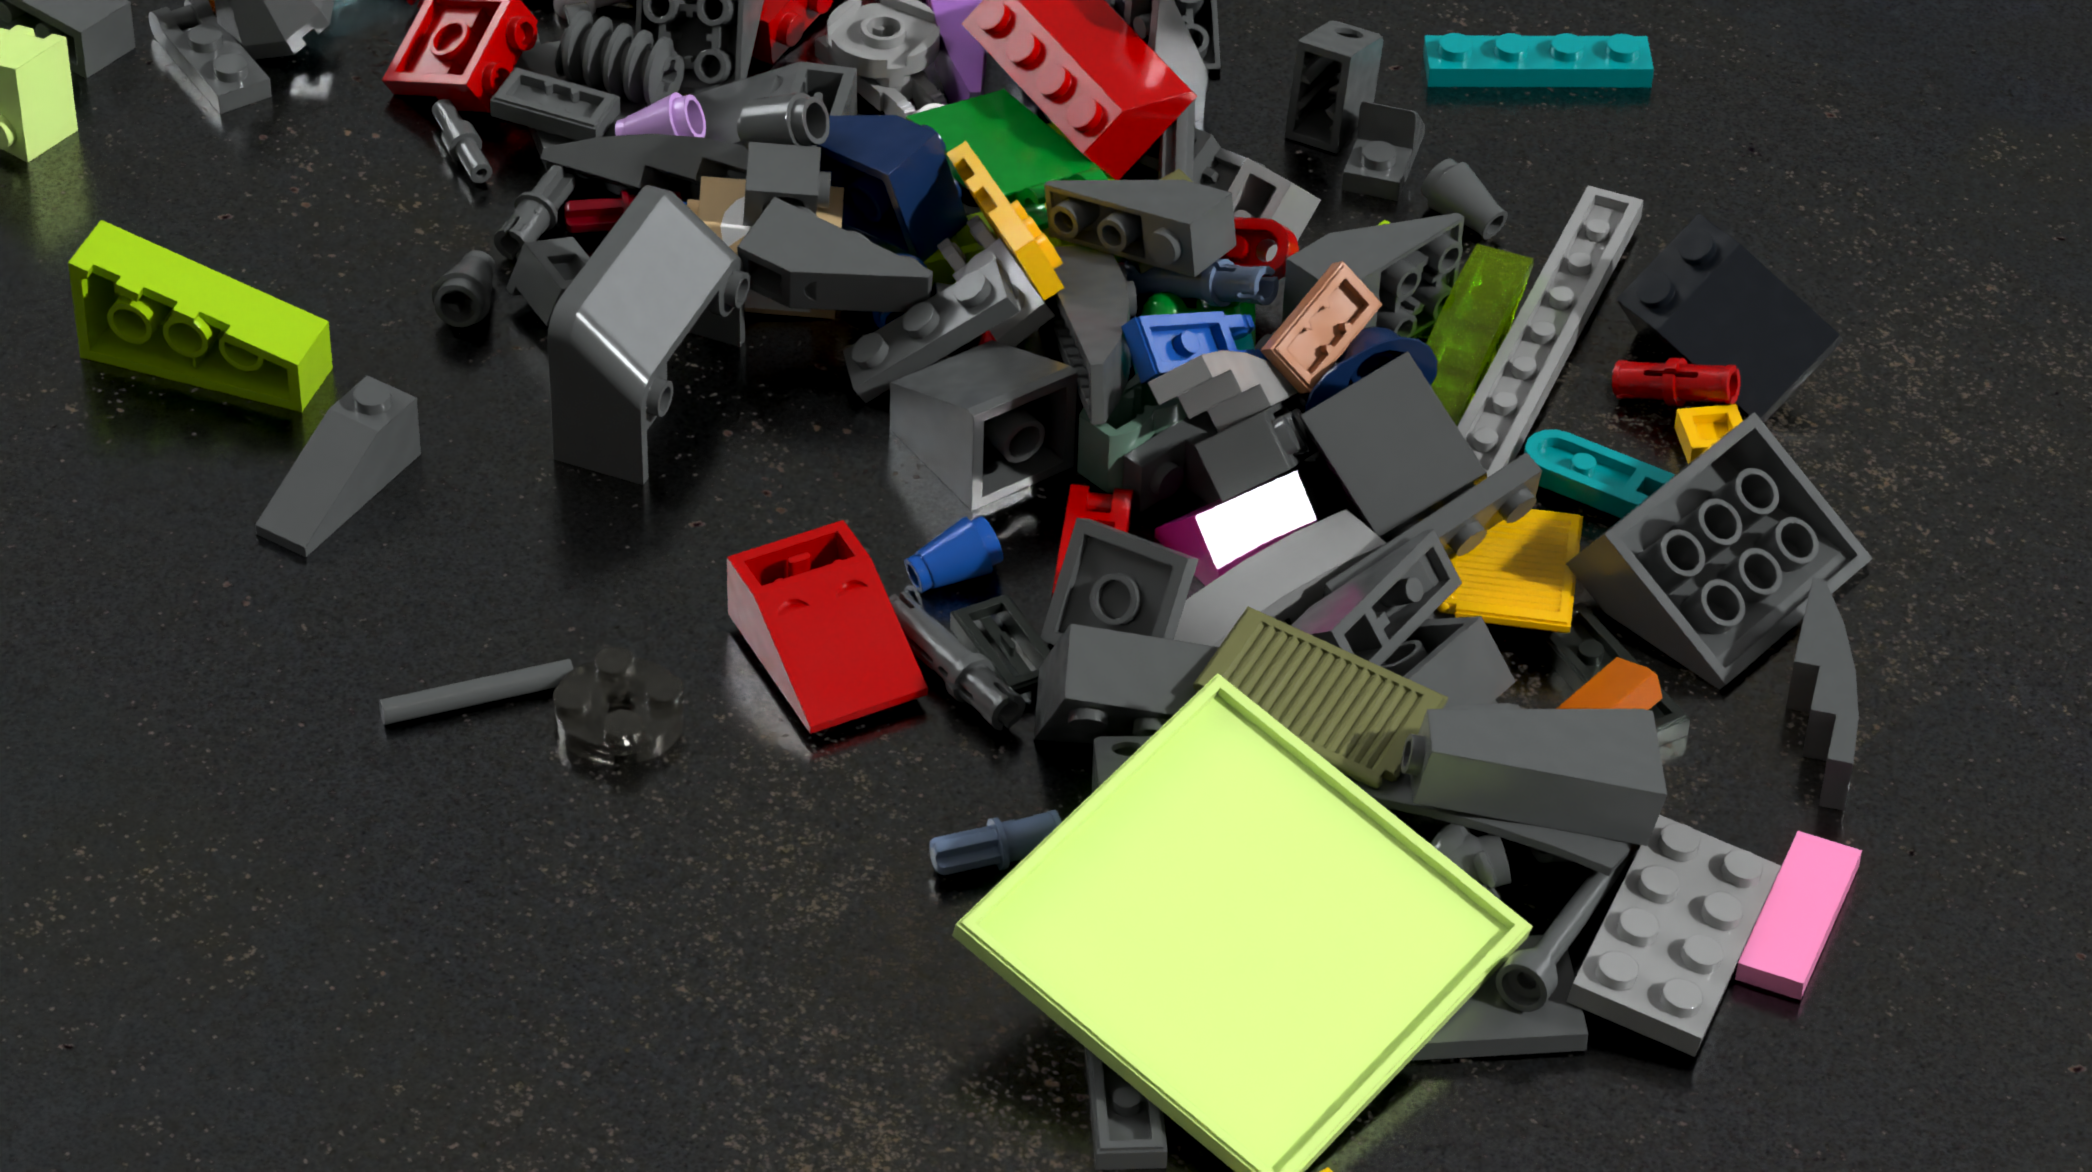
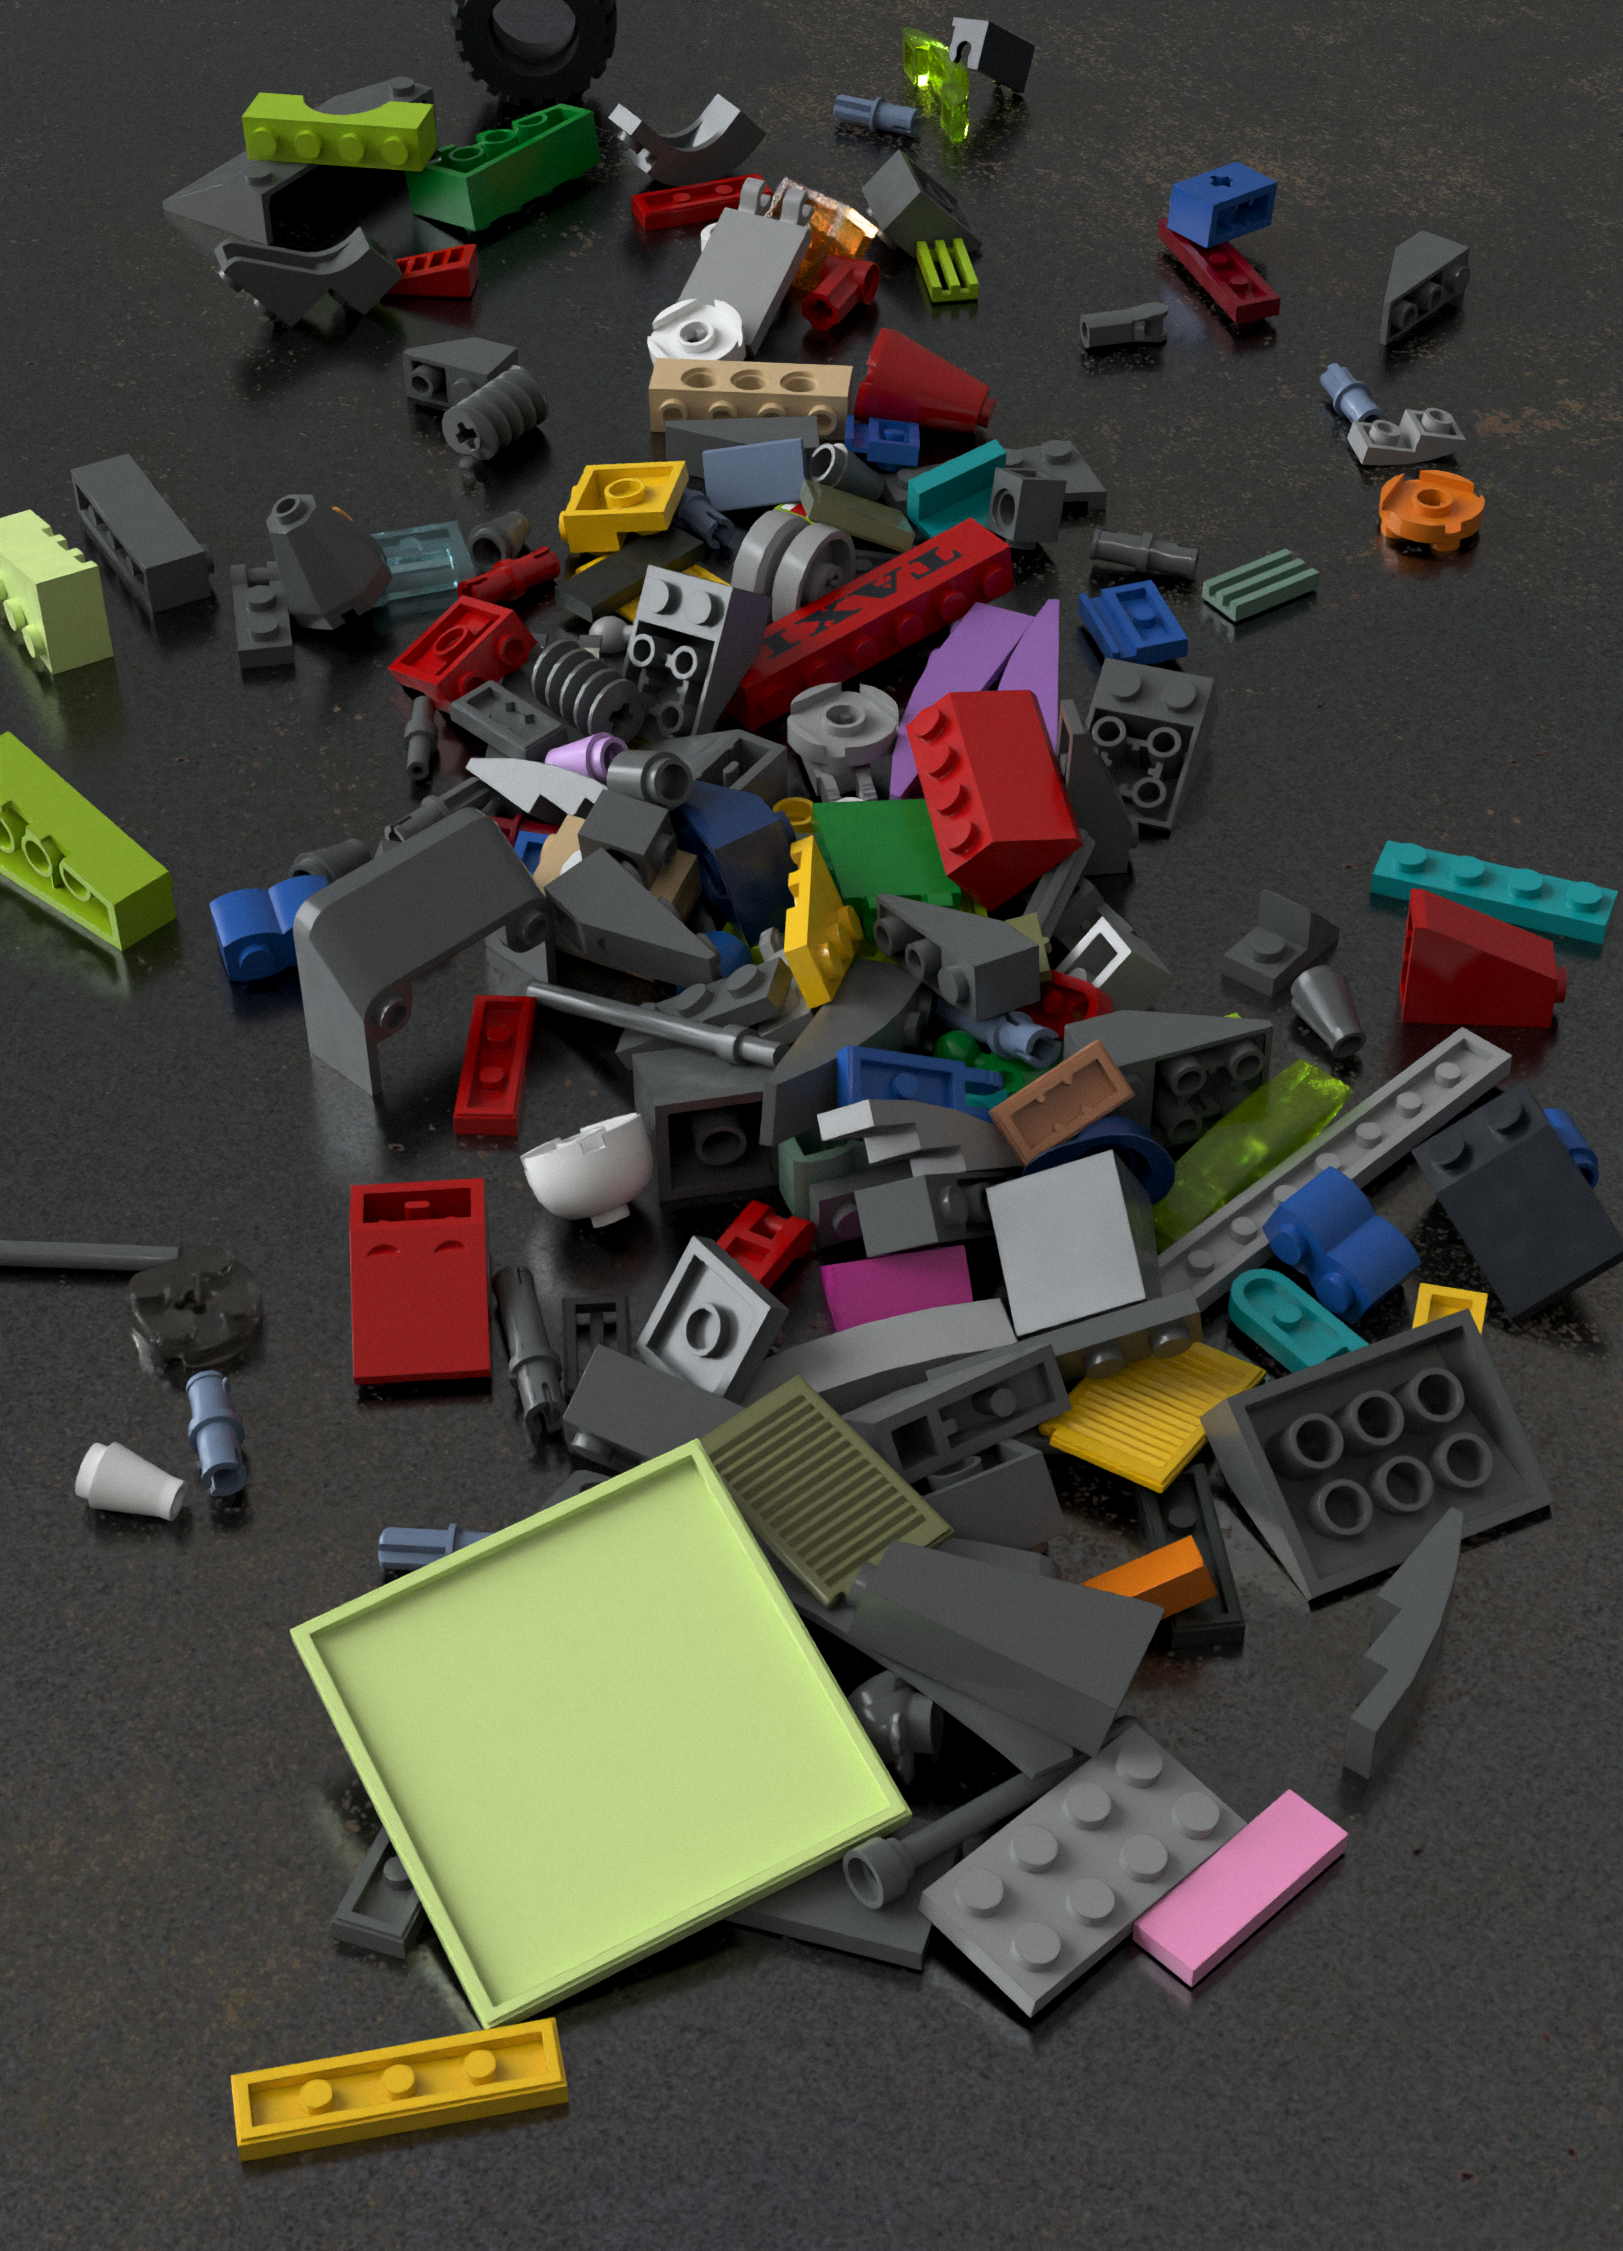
camera: 25 degrees right, 0 degrees up
(344, 464) = (106, 1007): dark grey slope -> none
(457, 351) = (257, 926): none -> blue brick
(672, 867) = (127, 1483): none -> white cone
(720, 805) = (216, 1433): none -> sand blue pin
(745, 427) = (495, 1065): none -> red tile
(918, 491) = (593, 1170): none -> white cylinder
(955, 555) = (600, 1242): blue cone -> none
(1001, 346) = (731, 1043): none -> dark grey bar
(1334, 67) = (1253, 852): dark grey torso -> none
(1571, 132) = (1474, 968): none -> red slope
(1597, 393) = (1341, 1245): none -> blue brick
(1676, 381) = (1449, 1258): red pin -> none

